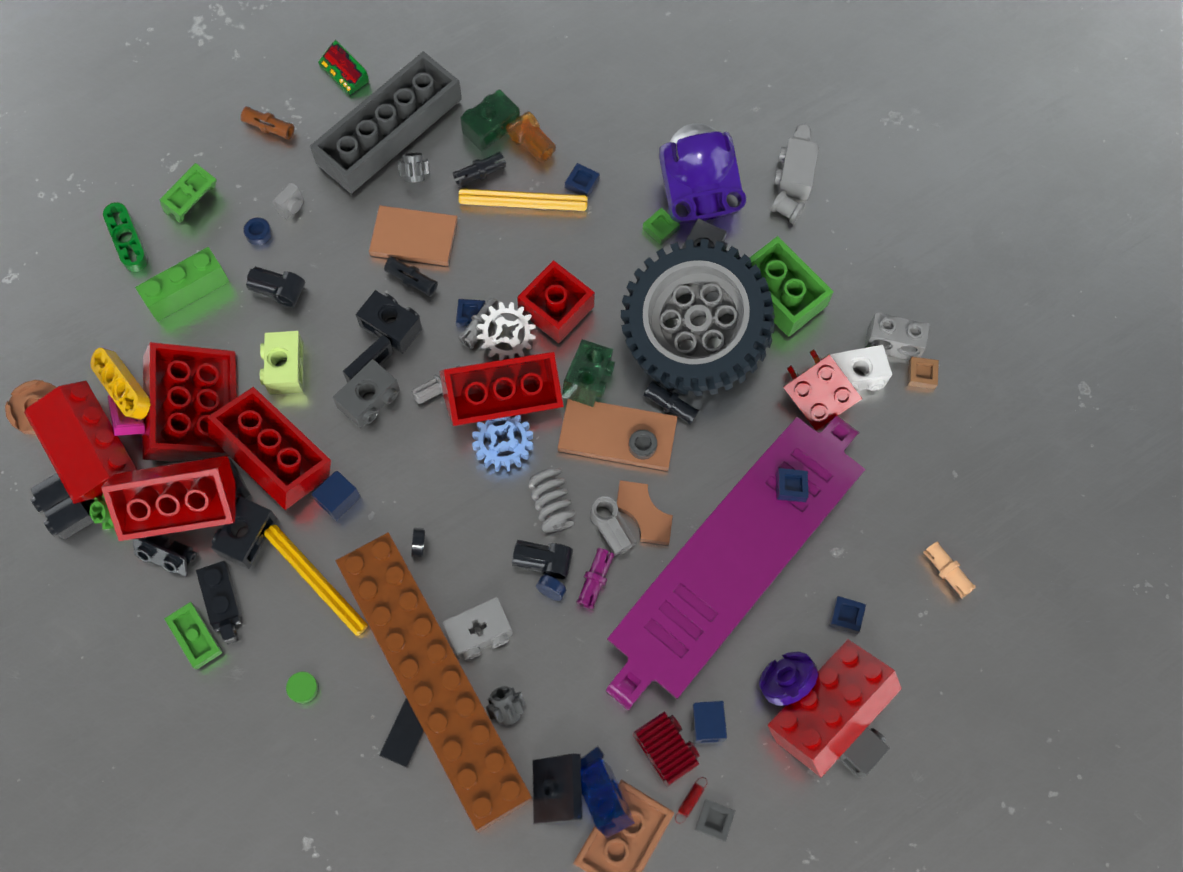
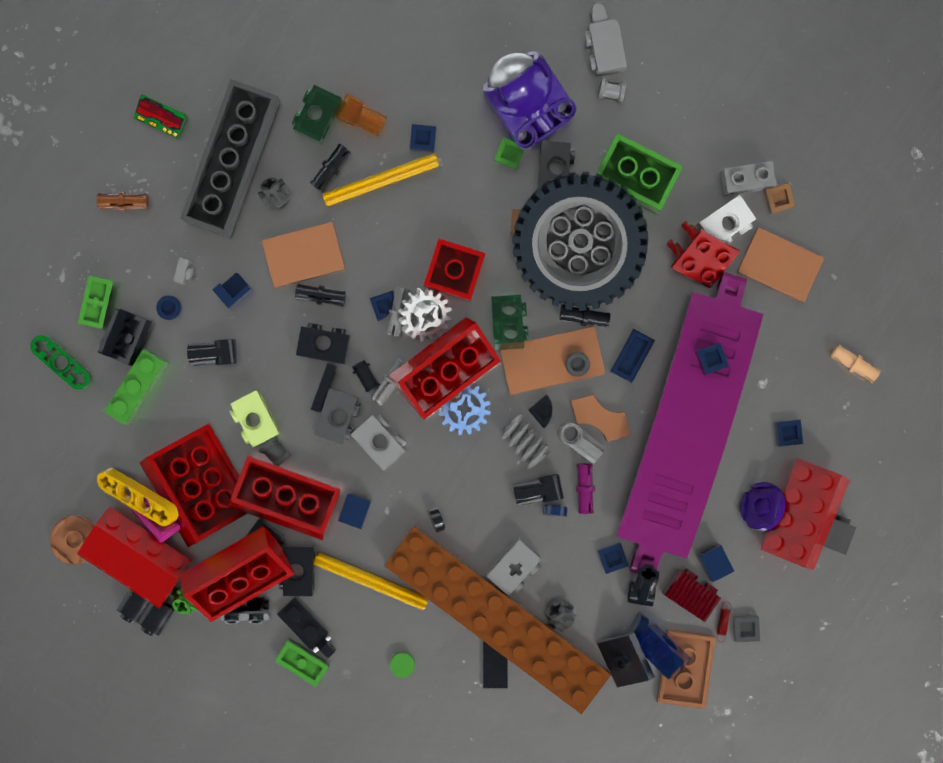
camera: 20 degrees left, 20 degrees up
(197, 232) = (124, 336): none -> black bracket
(285, 402) = (274, 452): none -> dark grey bush
(326, 241) = (233, 291): none -> dark blue panel
(387, 424) = (382, 456): none -> light grey brick
(416, 365) = (365, 375): none -> black pin
(584, 480) = (542, 411): none -> black tile
(593, 669) = (613, 558): none -> dark blue tile
(613, 714) = (643, 588): none -> black piece
(705, 464) = (632, 355): none -> dark blue tile
(901, 437) = (780, 265): none -> nougat tile

